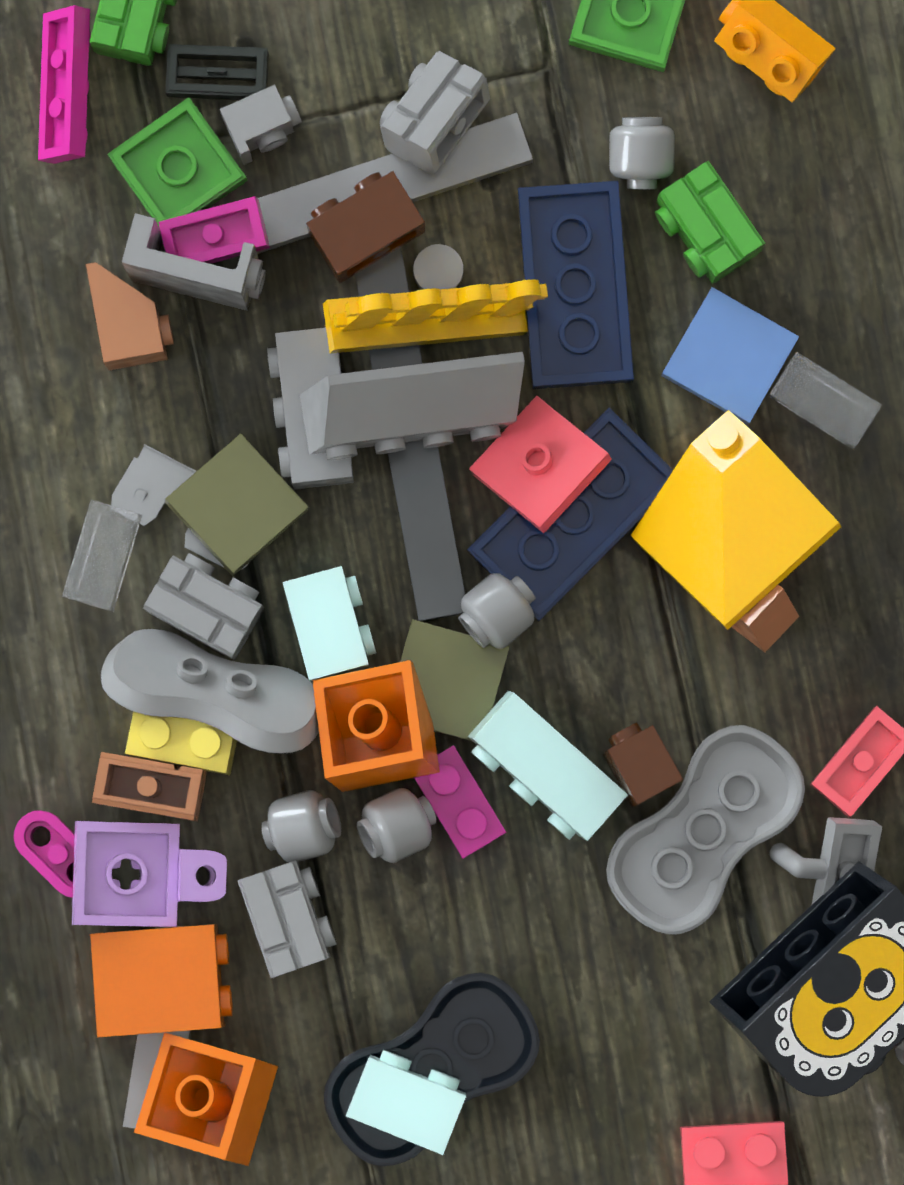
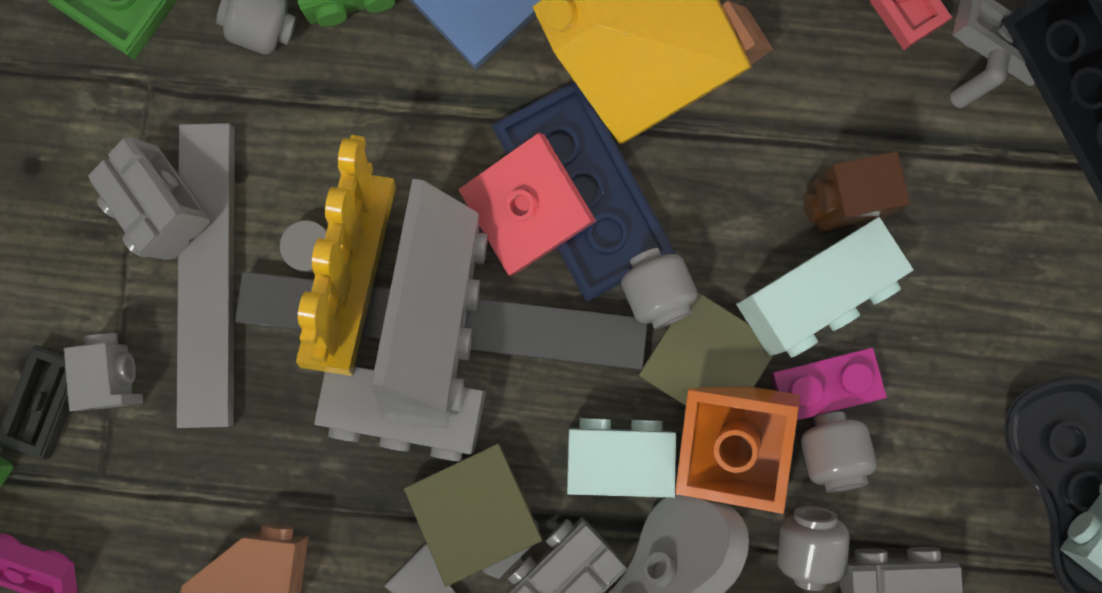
camera: 70 degrees left, 0 degrees up
(177, 164) = (120, 469): bright green tile -> none
(187, 276) = (199, 530): light grey panel -> none
(216, 231) = (195, 455): dark pink plate -> none
(365, 225) = (235, 301): reddish brown brick -> none
(577, 250) = (407, 122): dark blue plate -> none
(679, 859) = (956, 193): light grey plate -> none

